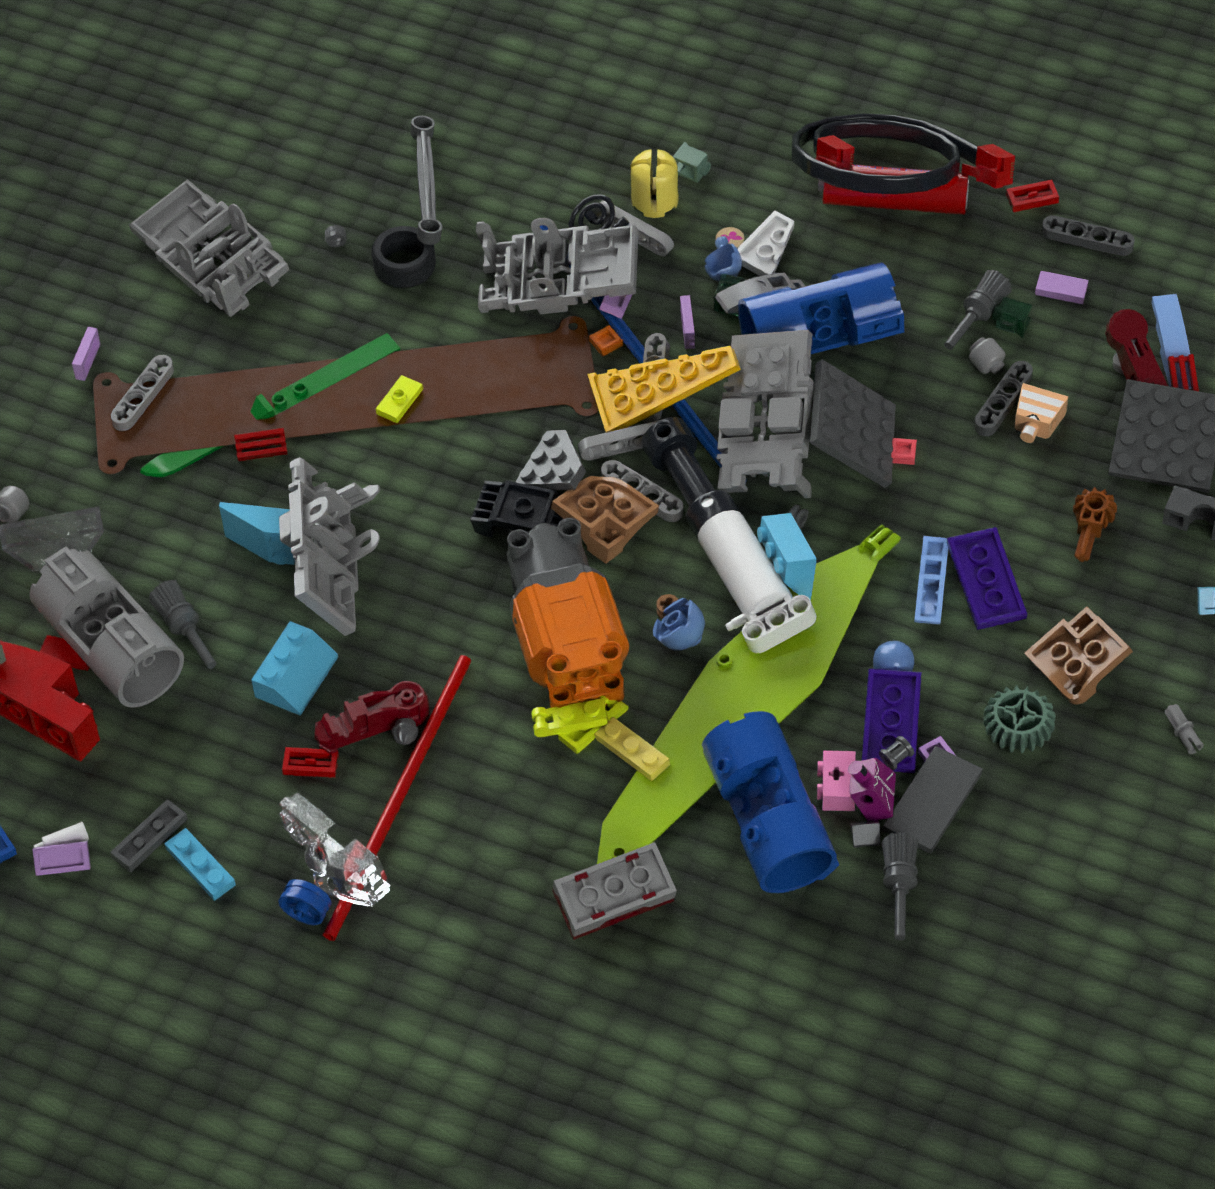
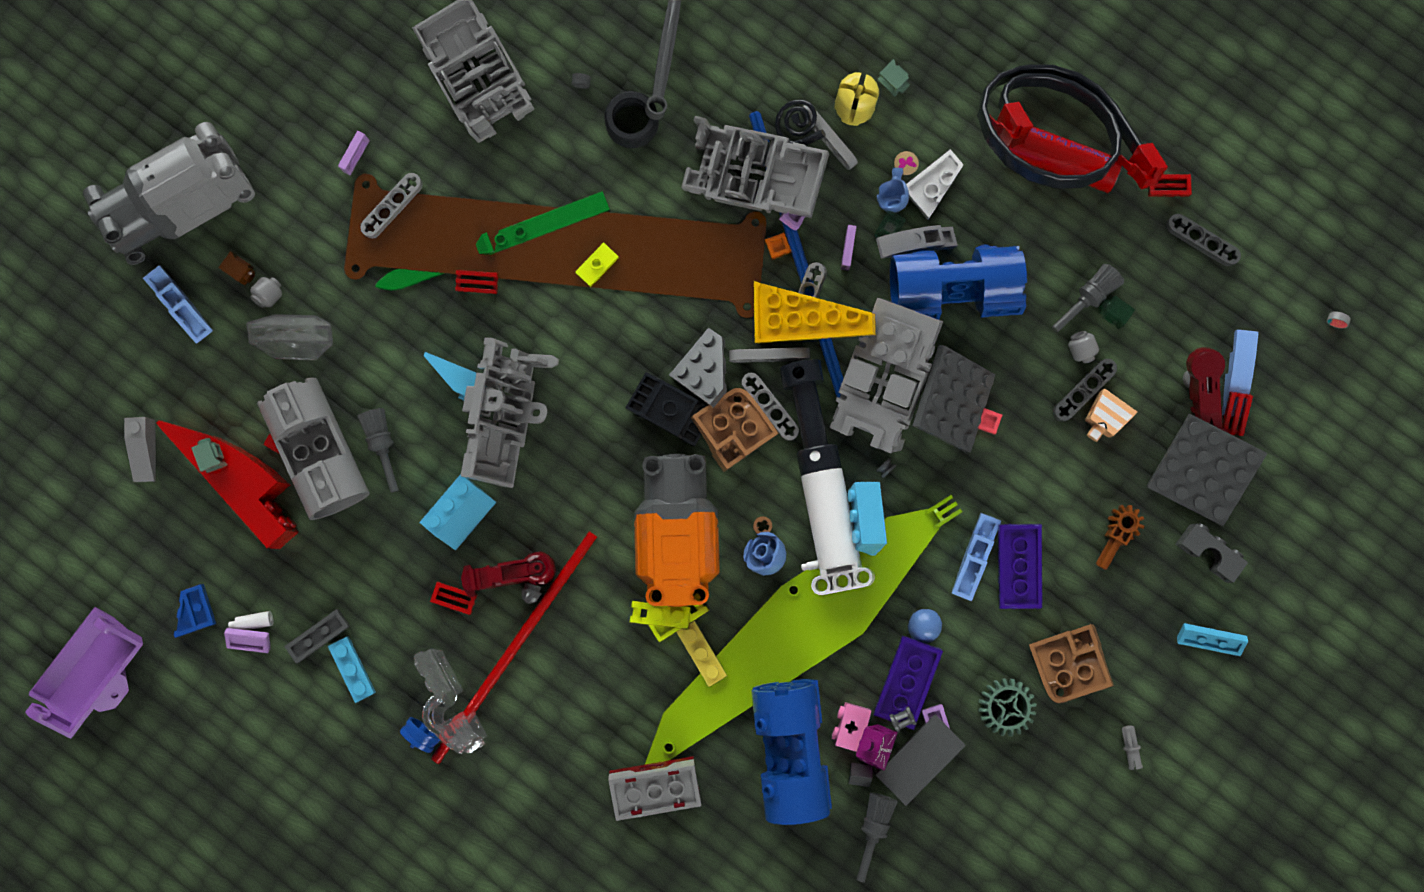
camera: 15 degrees right, 30 degrees up
(1061, 287) = (1165, 288): lavender tile -> none

